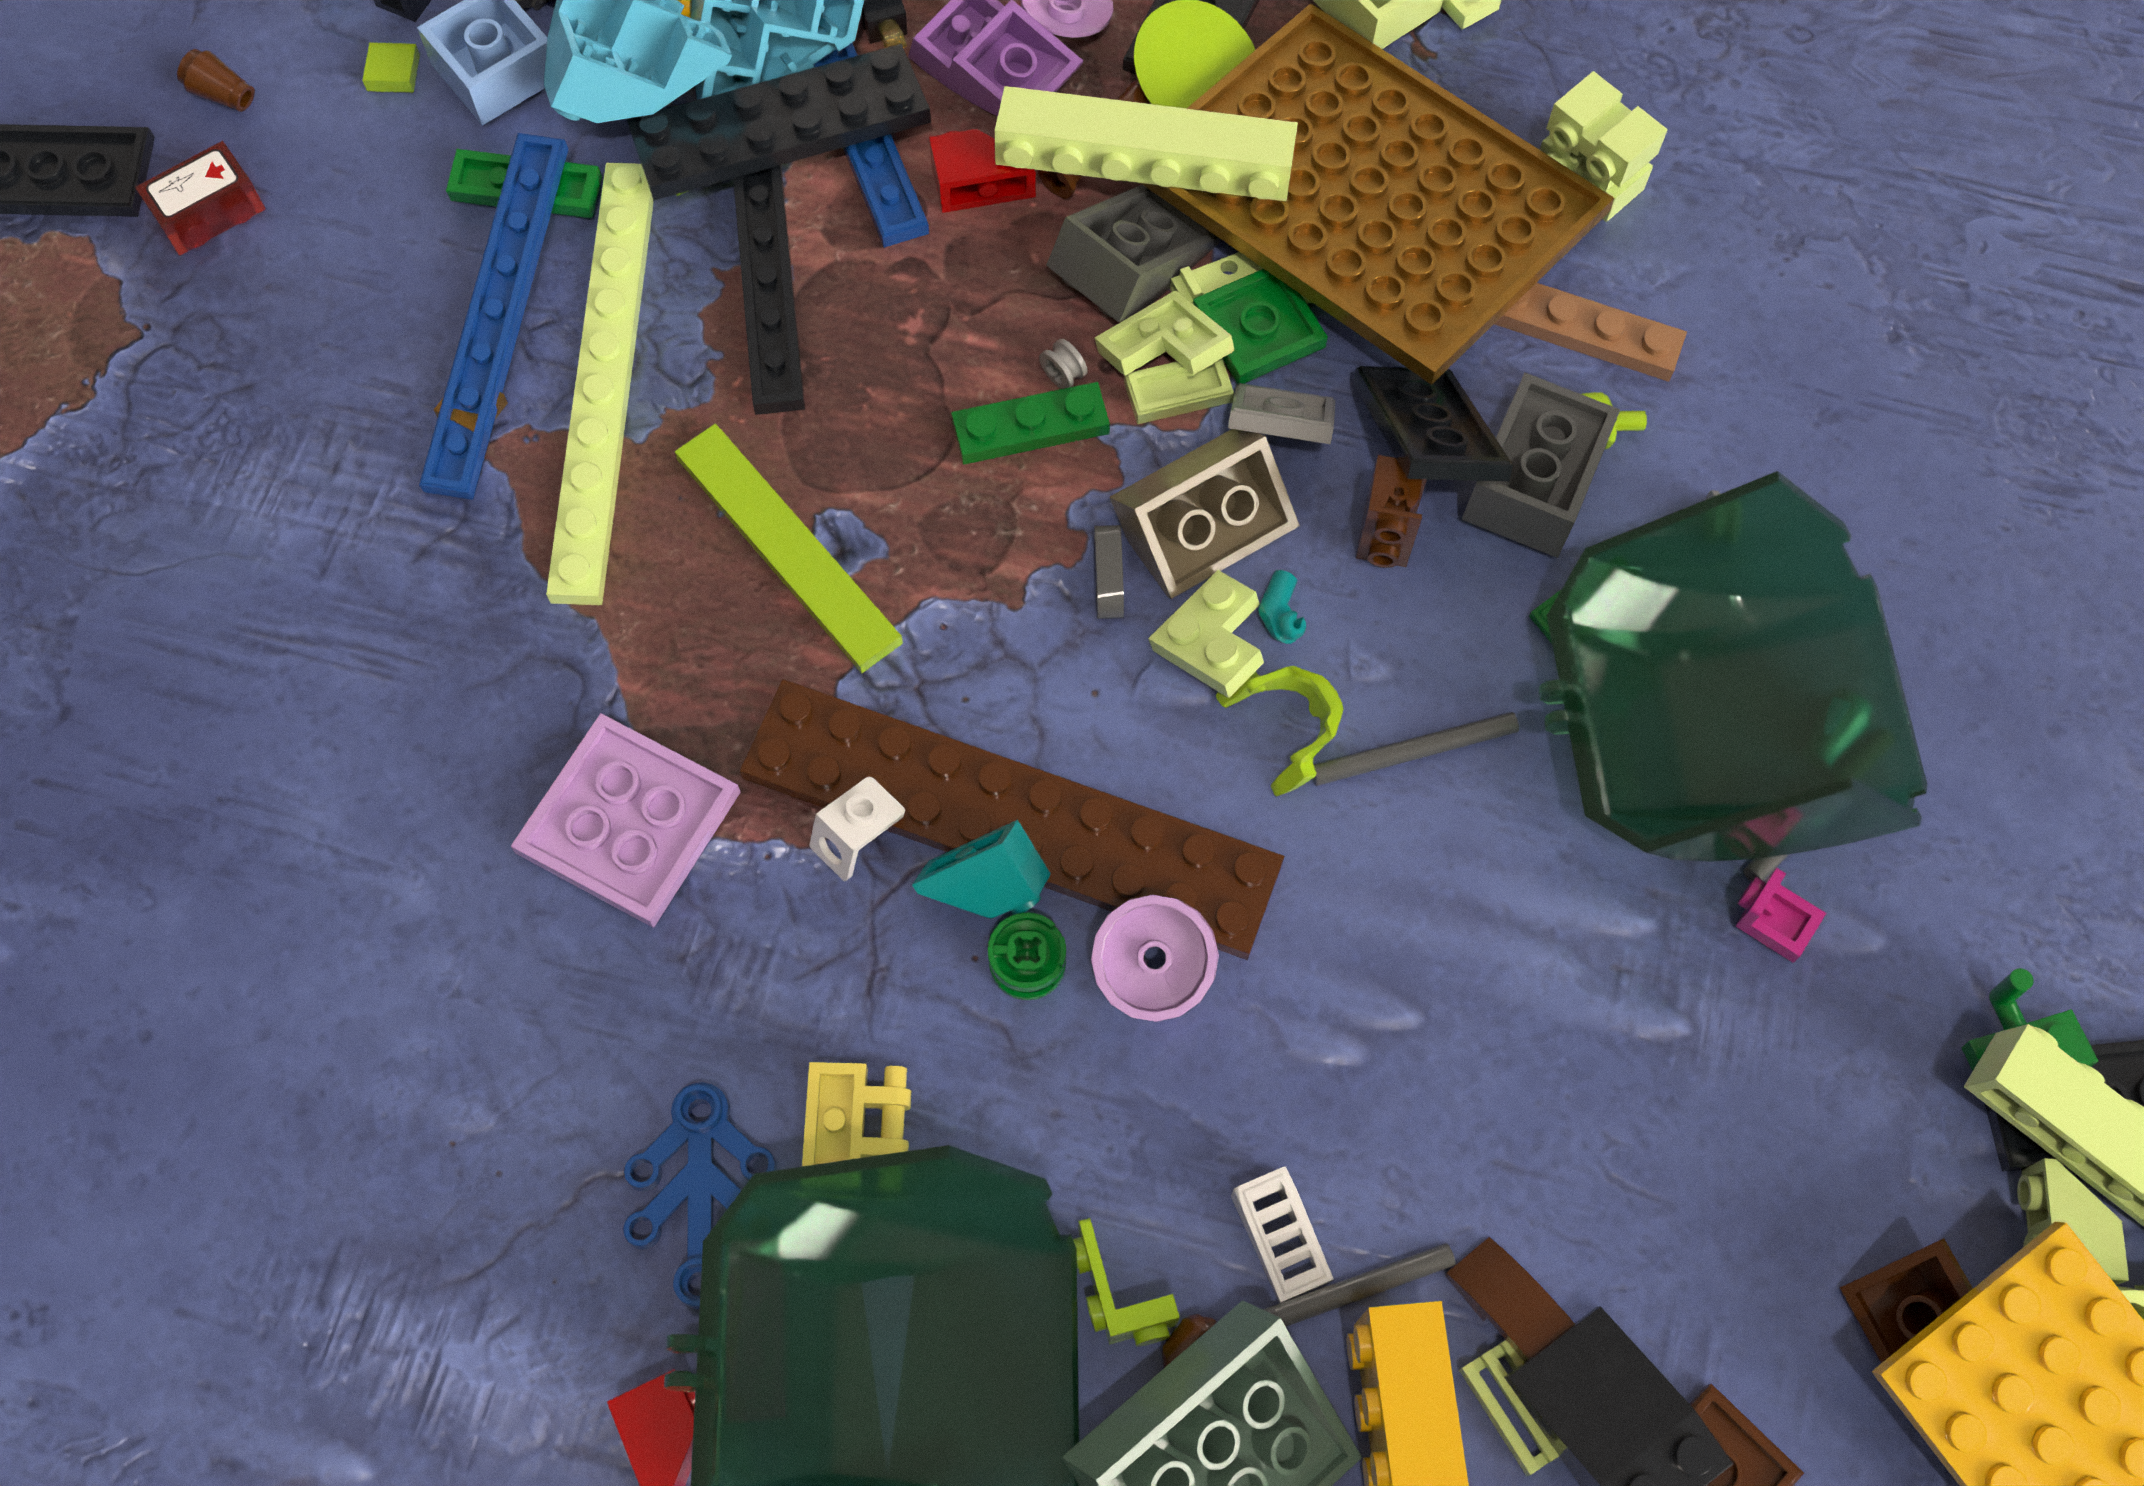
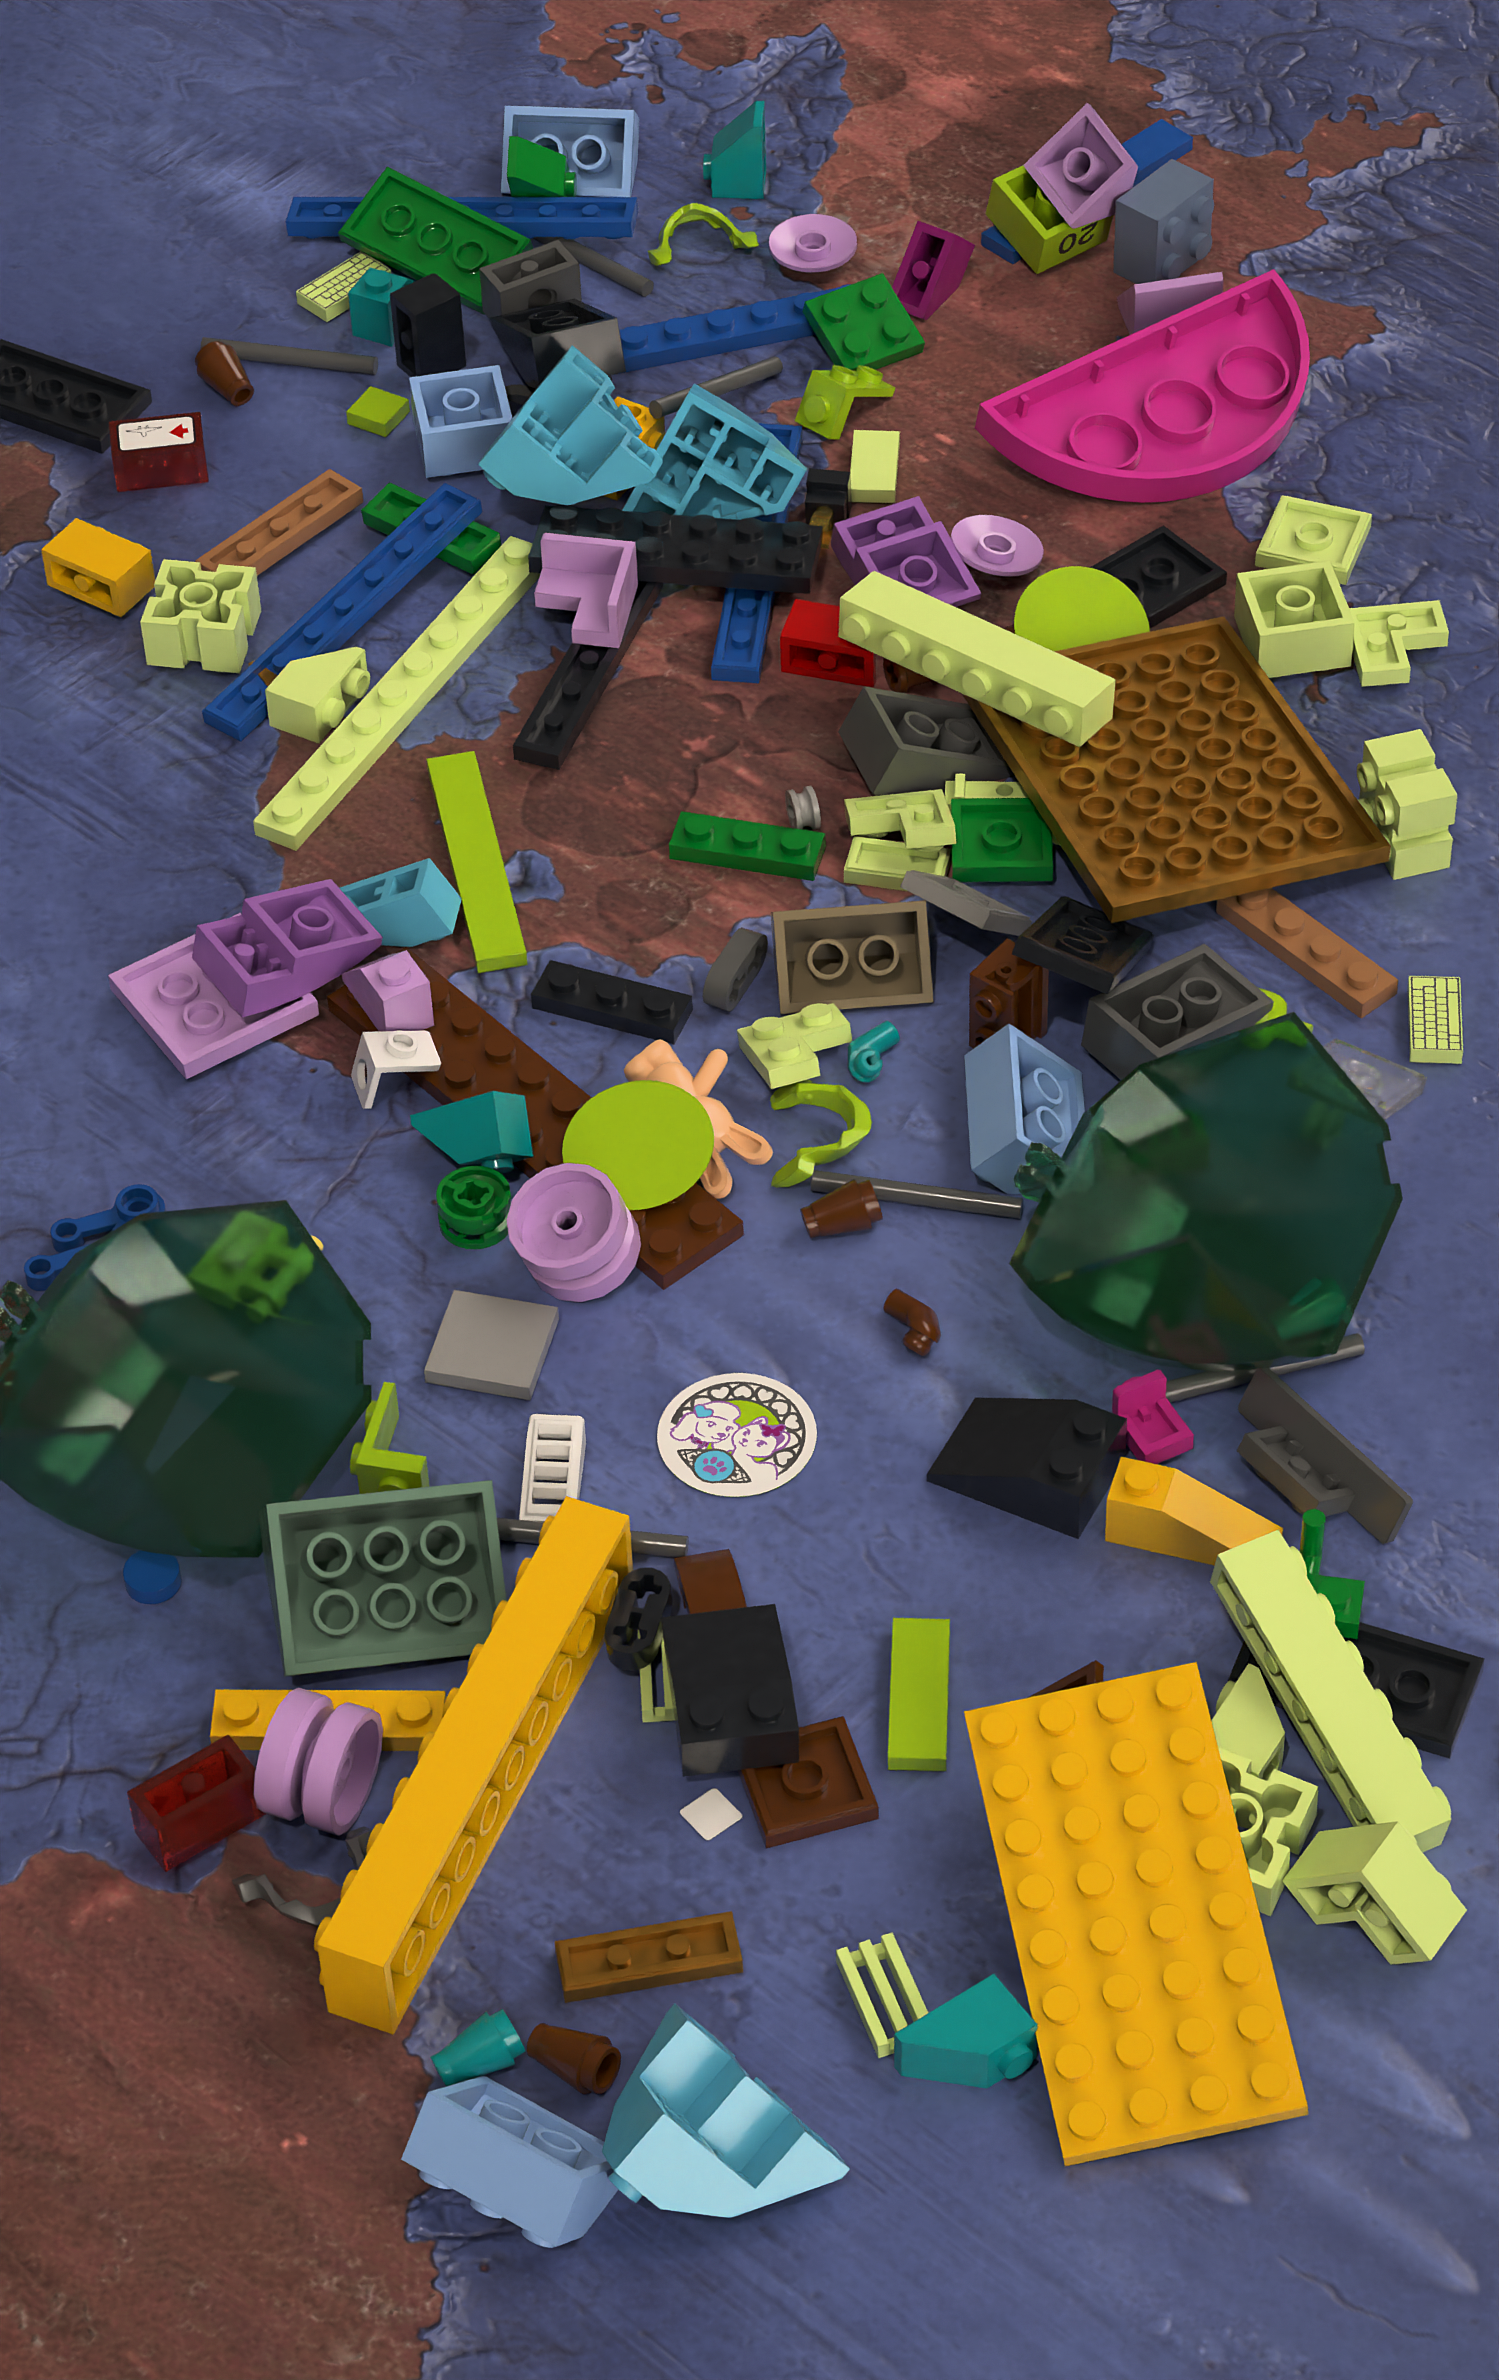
camera: 30 degrees right, 20 degrees down
(219, 360) = (98, 567): none -> yellow brick
(269, 34) = (300, 356): none -> dark grey bar
(359, 379) = (201, 616): none -> yellowish green brick
(375, 244) = (287, 524): none -> medium nougat plate
(522, 419) = (317, 692): none -> yellowish green slope
(676, 742) = (284, 945): none -> medium lavender slope
(728, 189) = (591, 578): none -> lavender panel
(736, 648) = (407, 904): none -> medium azure slope
(812, 750) = (393, 993): none -> lavender slope
(1010, 654) = (612, 1002): none -> black plate
(1133, 1106) = (491, 1345): none -> light grey tile
(1151, 822) = (644, 1138): none -> lime sticker
(1180, 762) = (662, 1064): none -> light nougat animal
(1367, 801) = (843, 1210): none -> reddish brown cone
(1412, 1096) = (736, 1435): none -> sticker
(1466, 625) = (1017, 1098): none -> light blue slope
(1488, 1373) = (627, 1616): none -> black beam
(1507, 891) = (916, 1315): none -> reddish brown arm
(1699, 1003) = (1034, 1458): none -> black slope
(1721, 454) = (1381, 1081): none -> clear tile
(1737, 359) = (1435, 1019): none -> yellowish green tile
(1756, 1319) = (919, 1694): none -> lime tile
(1871, 1009) = (1176, 1514): none -> yellow slope
(1946, 894) = (1315, 1461): none -> dark grey bracket

